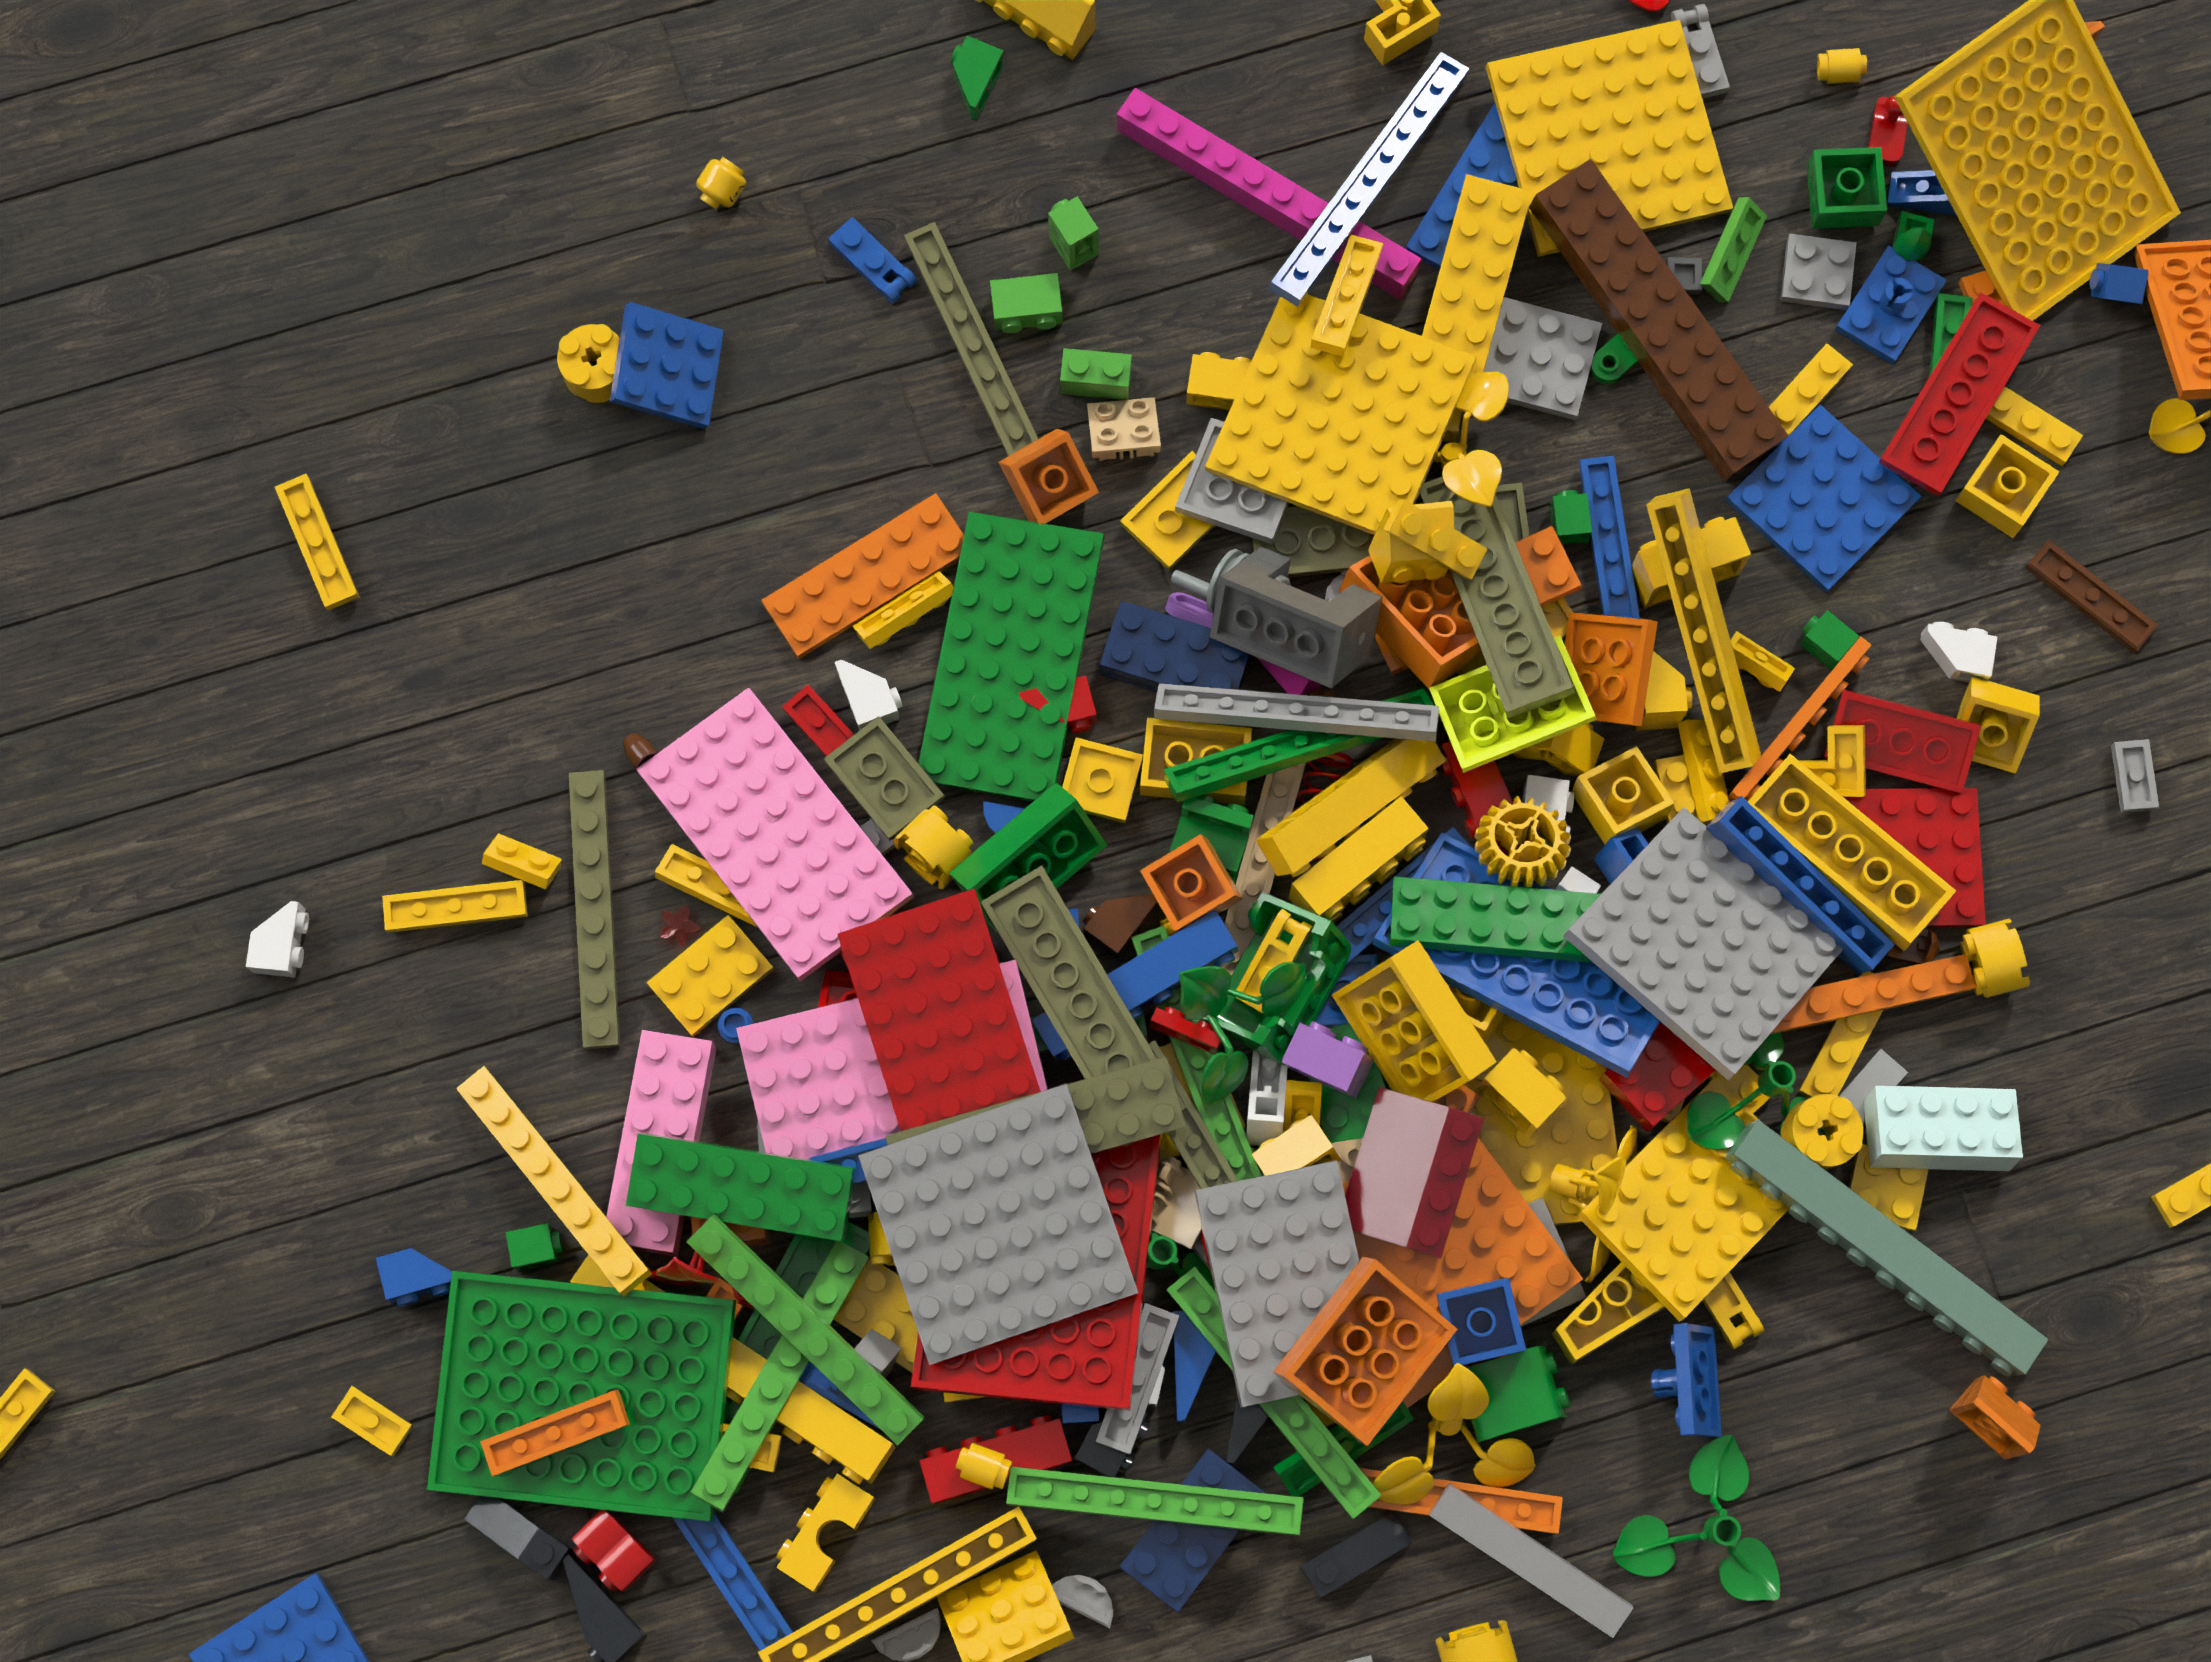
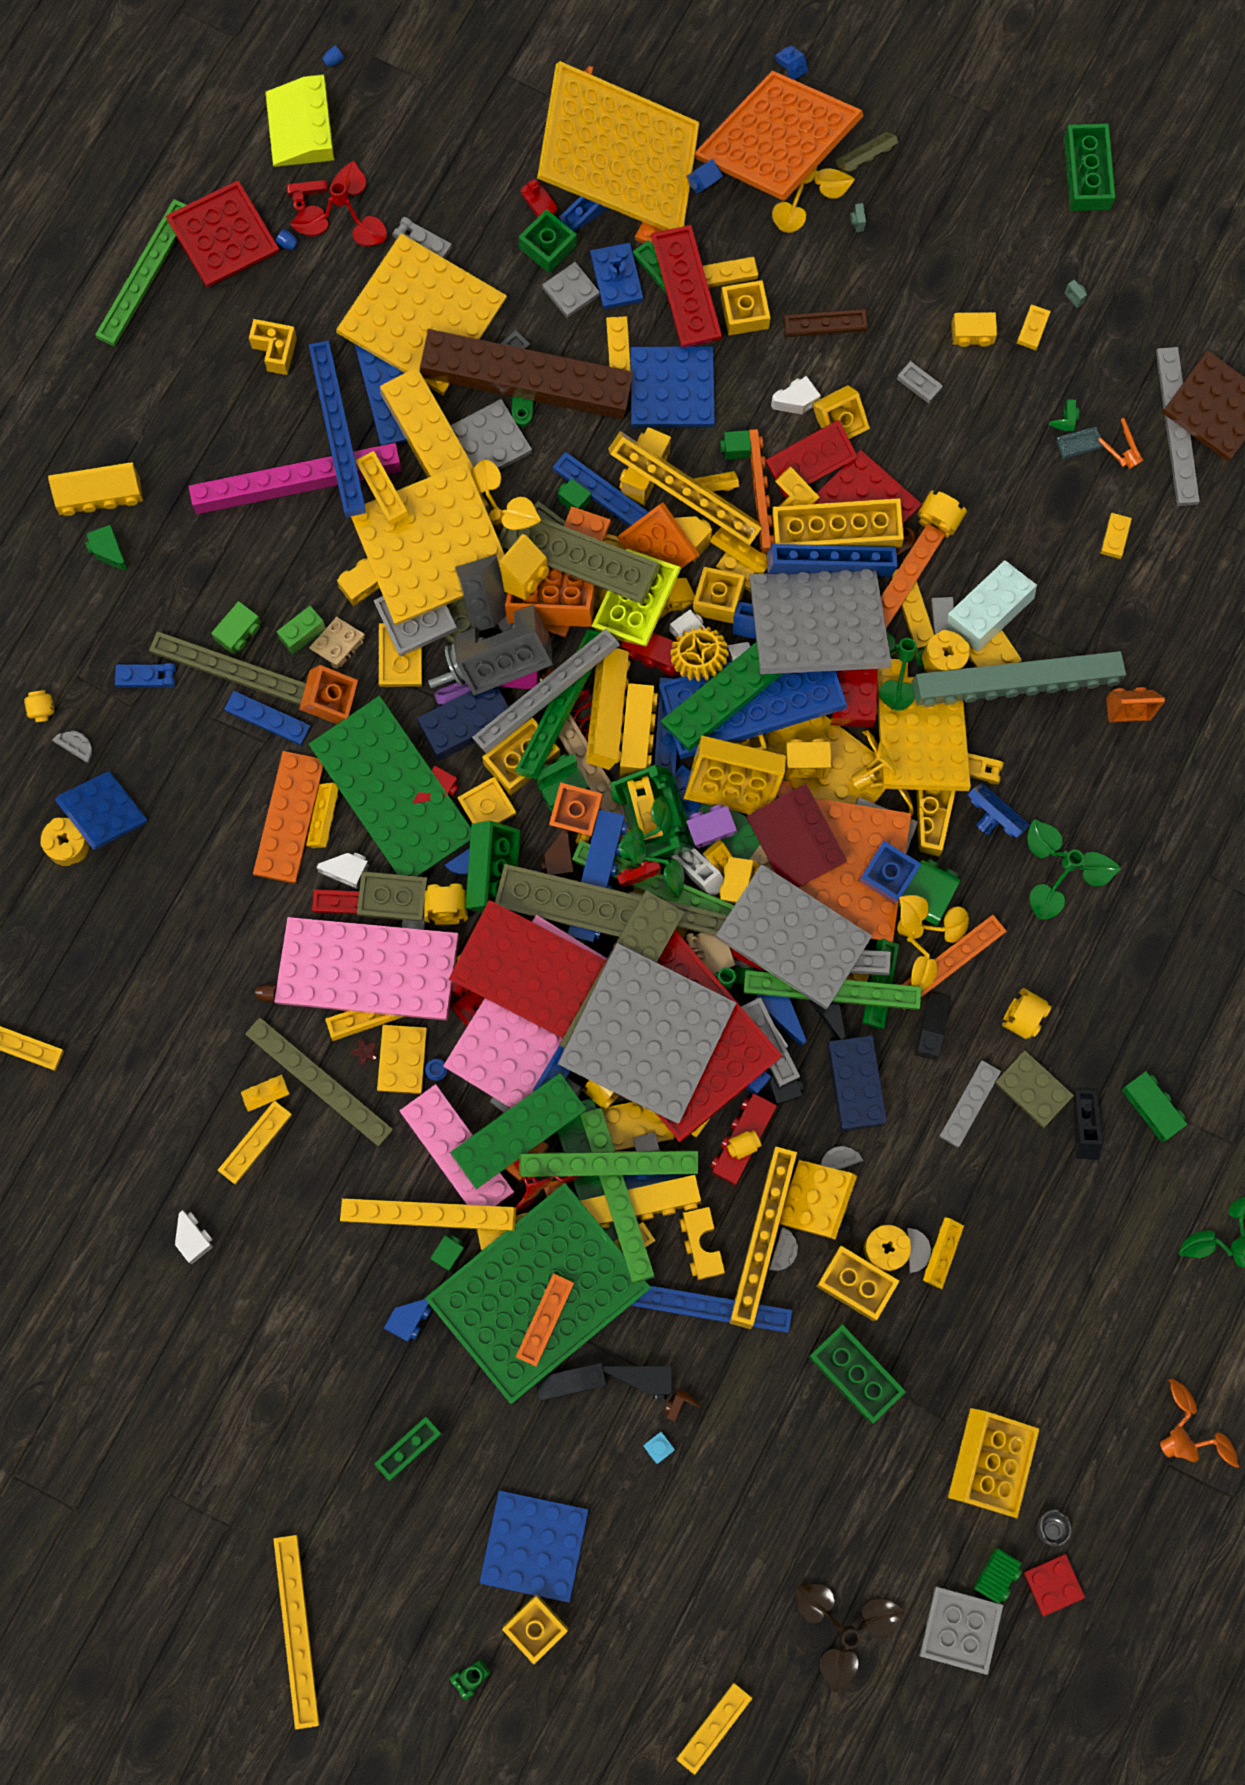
camera: 50 degrees left, 0 degrees up
(264, 1421) = (408, 1449): none -> green brick
(372, 1421) = (455, 1400): yellow plate -> none
(613, 1550) = (619, 1345): red brick -> none
(719, 265) = (76, 744): none -> light grey tile
(958, 440) = (267, 718): none -> blue plate
(1073, 232) = (227, 576): bright green brick -> none
(1155, 1501) = (831, 1085): bright green plate -> none
(1338, 525) = (482, 592): none -> dark grey slope
(1365, 1350) = (855, 930): orange slope -> none
(1435, 539) = (532, 556): yellow plate -> none
(1531, 1560) = (1006, 953): light grey tile -> none
(1733, 249) = (525, 313): bright green plate -> none
(1841, 66) = (490, 190): yellow brick -> none
(1912, 236) = (596, 236): green plate -> none

